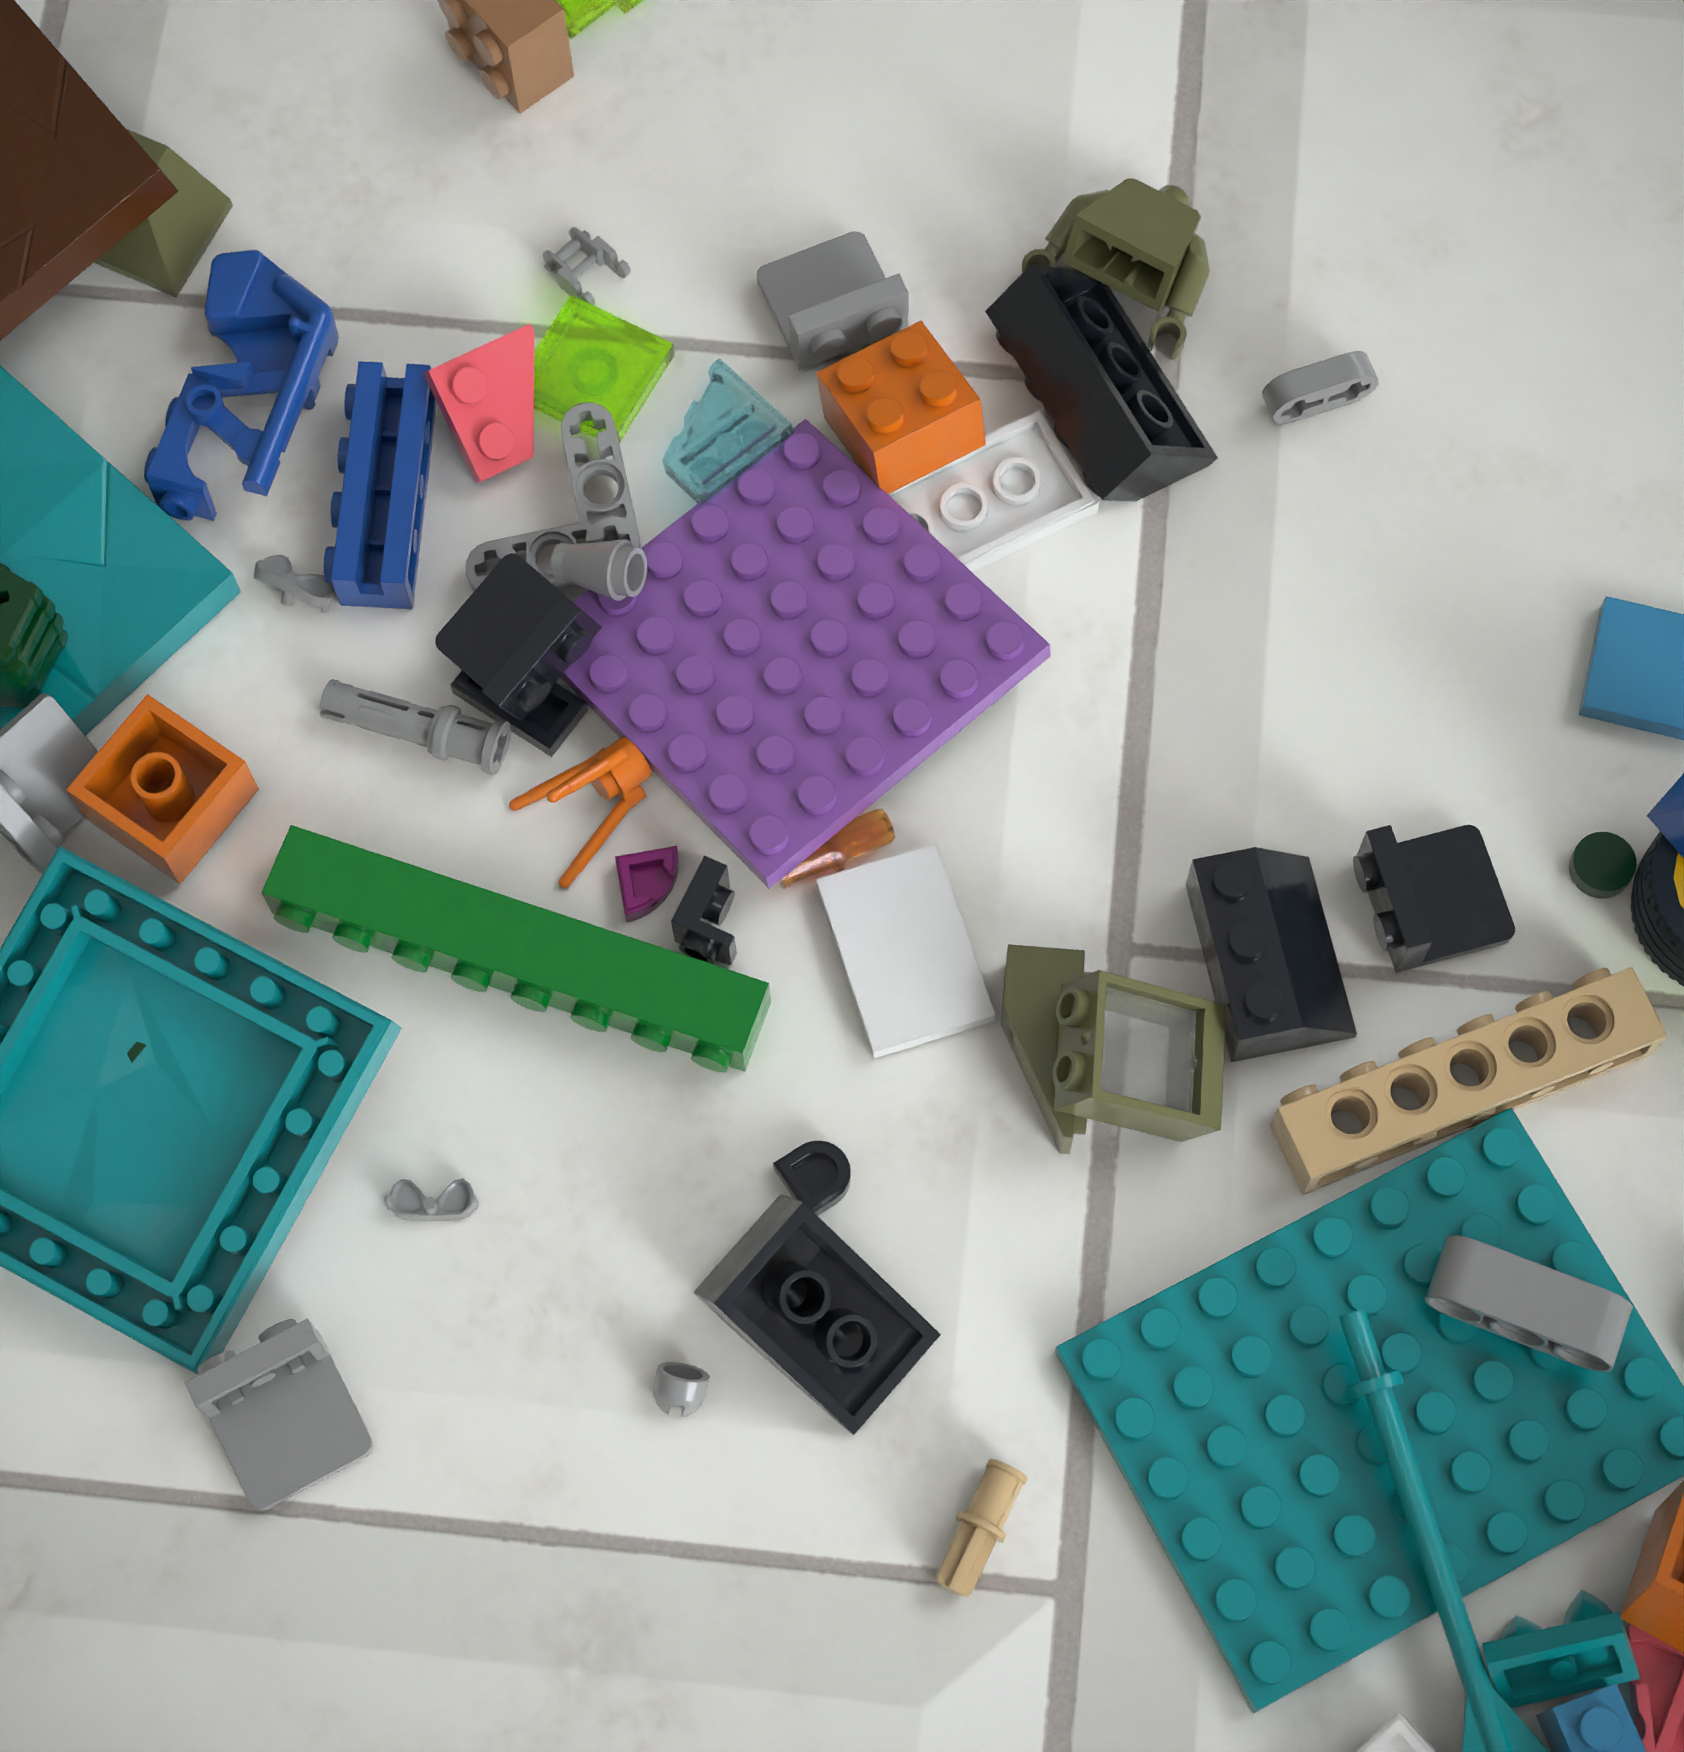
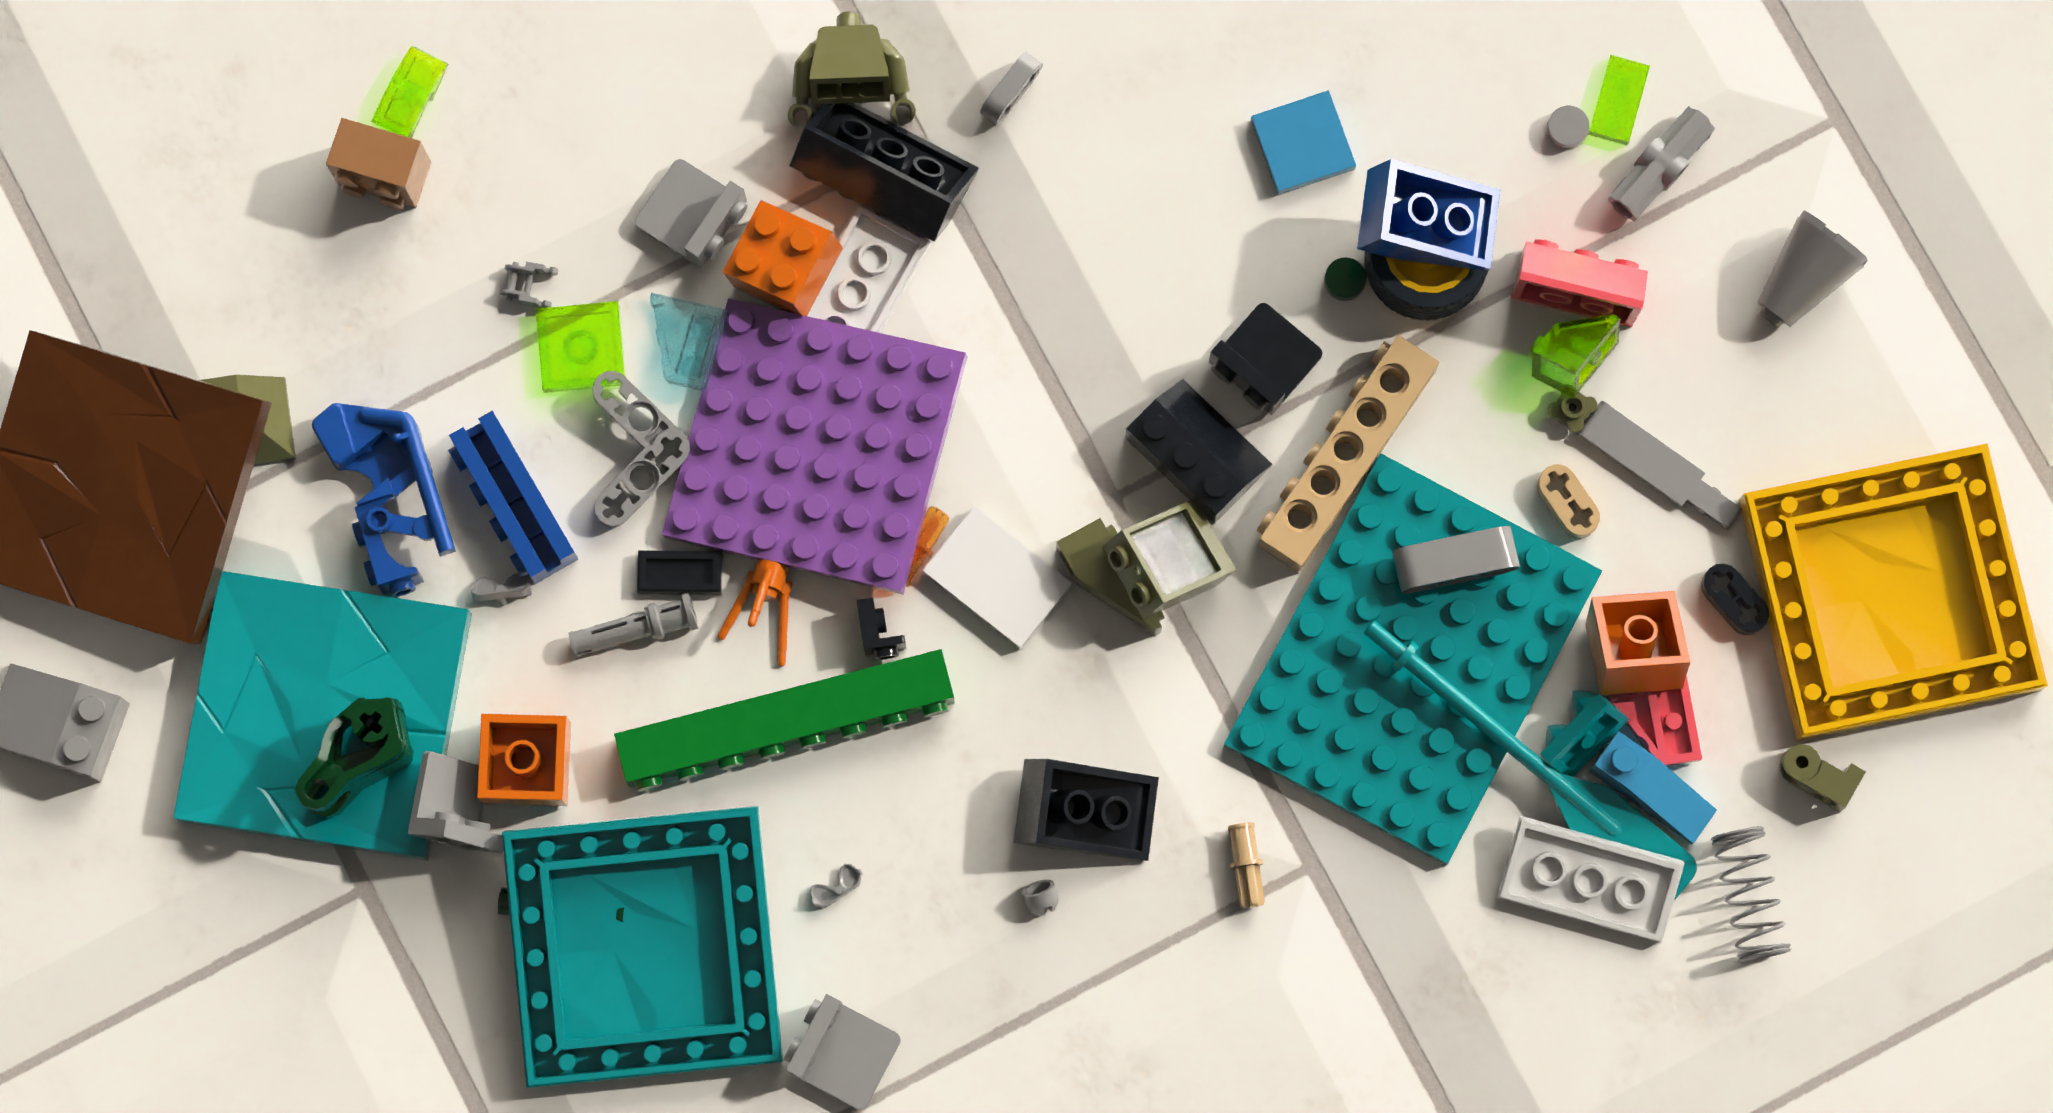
camera: 35 degrees left, 10 degrees up
(490, 402) = (540, 408): coral wing -> none
(516, 636) = (661, 541): black bracket -> none
(604, 567) = (681, 469): light grey cone -> none
(646, 879) = (826, 631): magenta tile -> none
(815, 1174) = (1033, 735): black tile -> none

